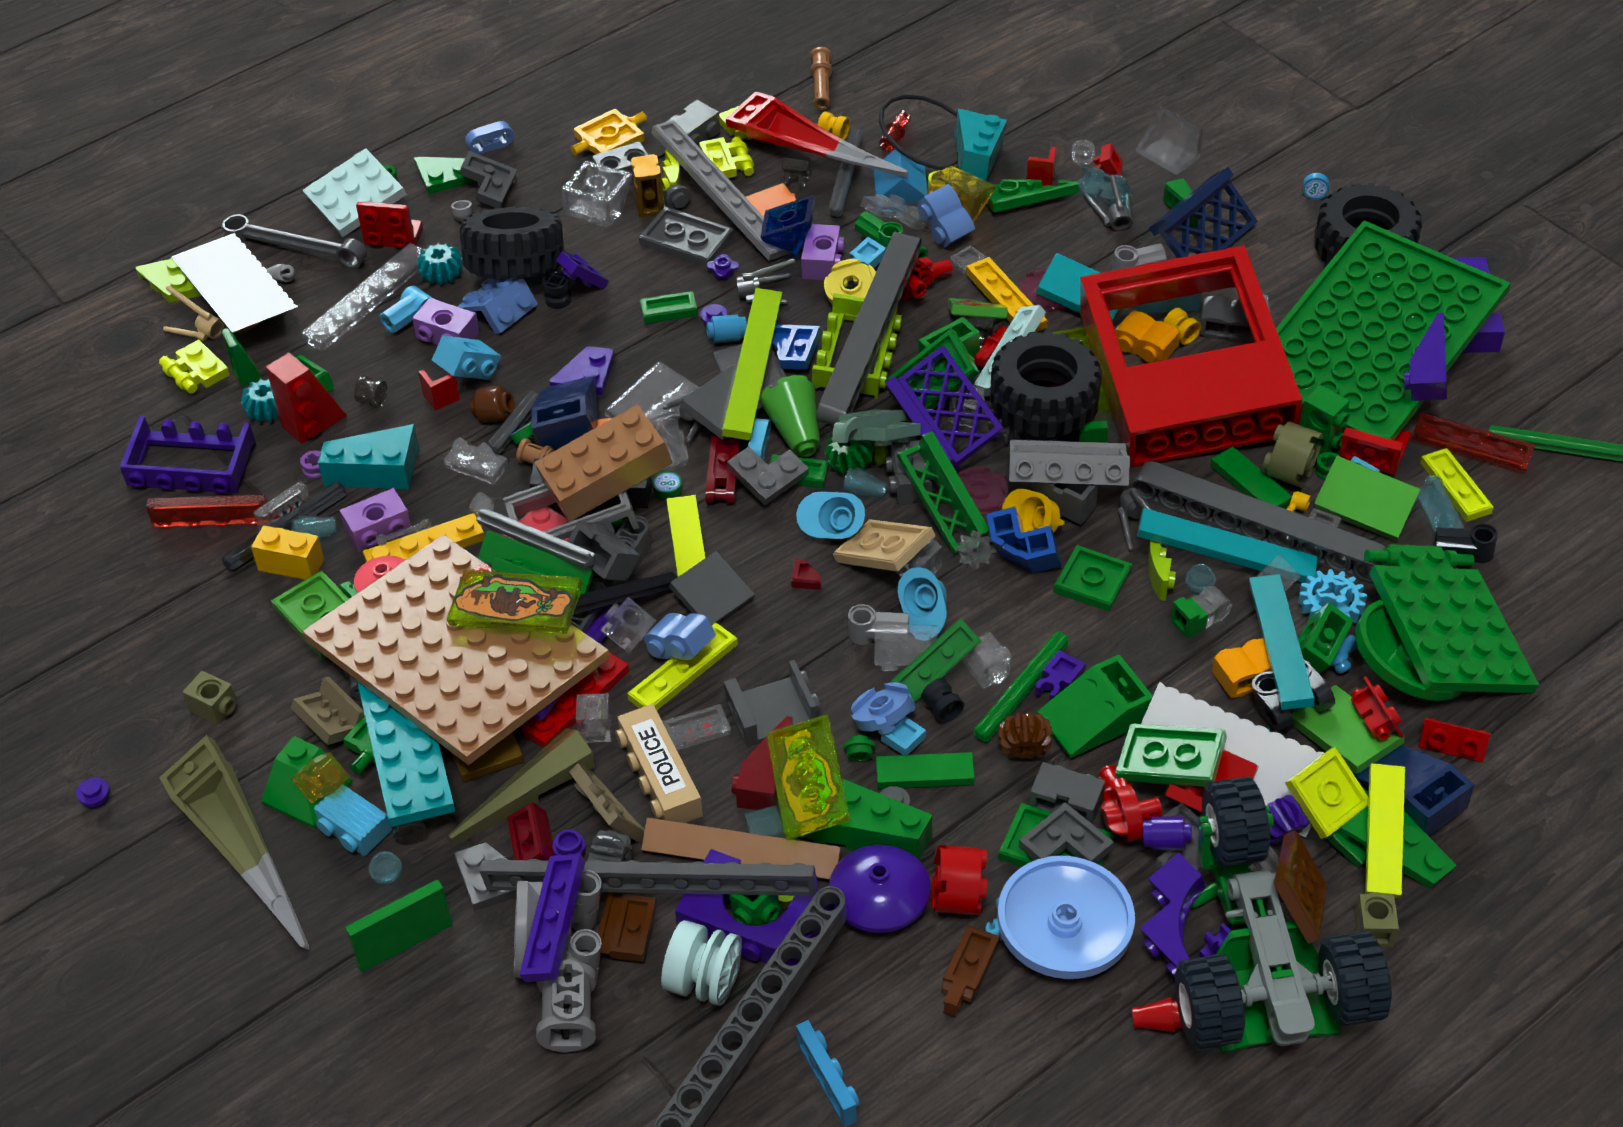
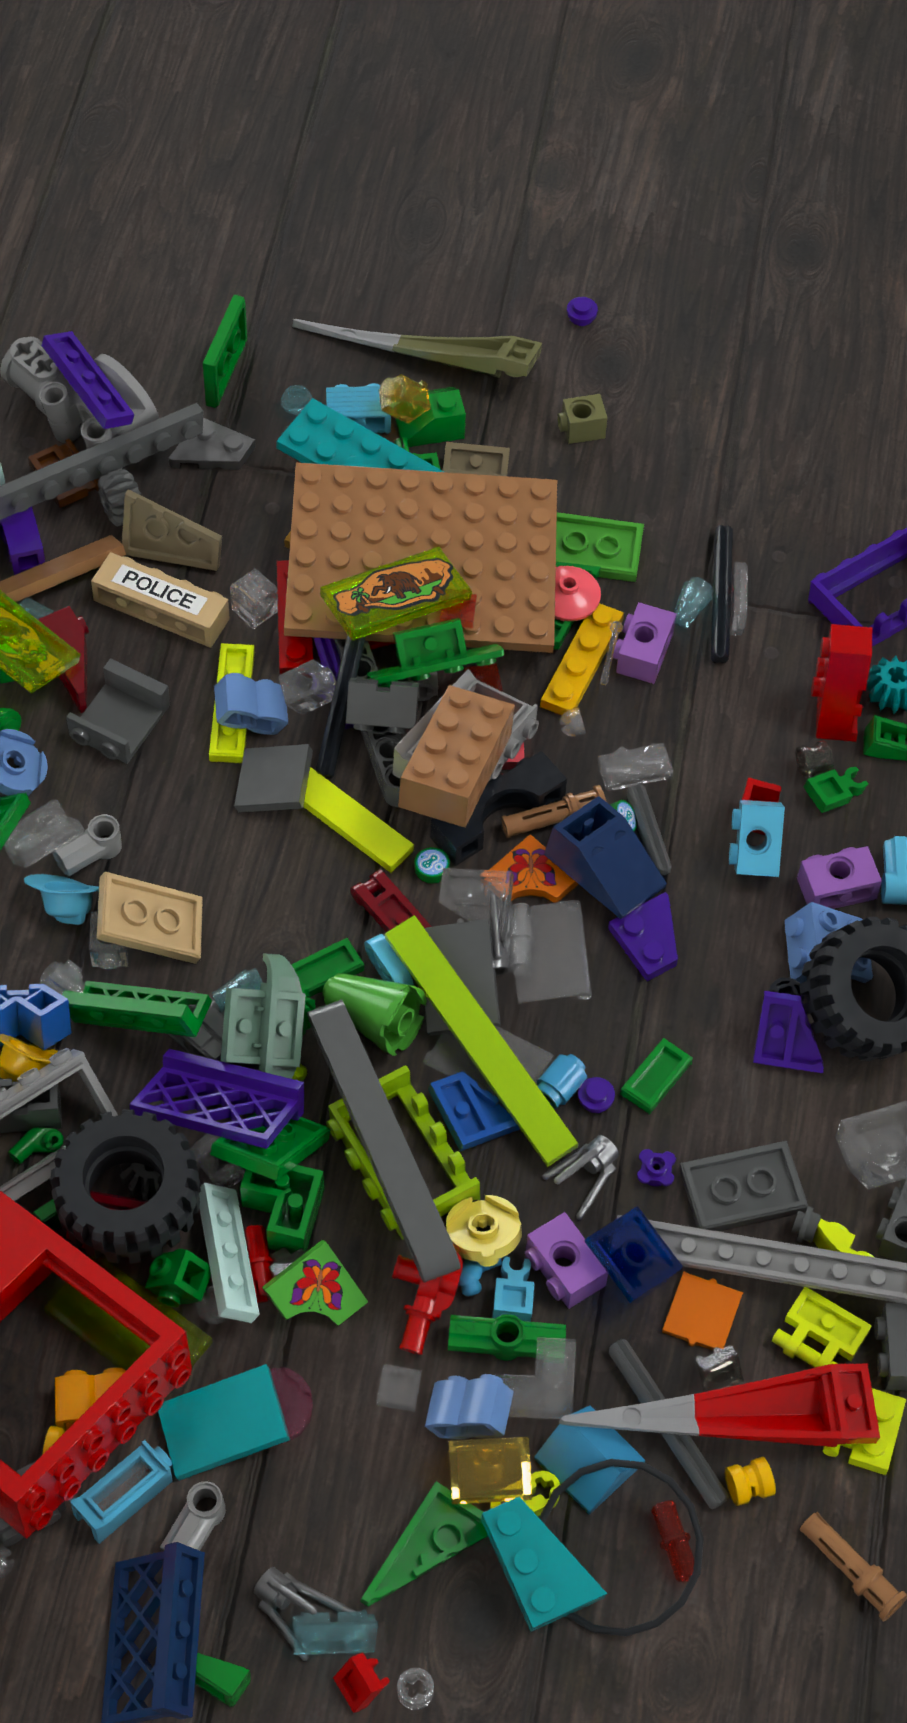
camera: 135 degrees right, 10 degrees up
(204, 510) = (796, 555): clear red plate -> none
(287, 552) = (677, 560): yellow brick -> none
(306, 462) = (779, 670): medium lavender bush -> none
(371, 459) = (718, 689): teal wedge -> none
(386, 370) = (833, 791): none -> green plate
(492, 404) = (685, 824): reddish brown head -> none
(530, 833) = (209, 493): dark red slope -> none
(536, 538) = (454, 674): dark grey axle -> none
(537, 776) = (254, 528): olive wedge -> none
(568, 842) = (174, 500): dark purple plate -> none
(647, 185) = (842, 1193): pearl gold brick -> none
(697, 727) = (171, 656): clear tile -> none
(767, 480) = (333, 918): flat silver plate -> none
(805, 576) = (209, 862): dark red tile -> none
(830, 515) = (228, 922): medium azure piece -> none
(985, 488) = (123, 1068): clear pink tile -> none
(999, 288) = (307, 1353): yellow plate -> none
(1042, 168) = (436, 1604): red panel -> none

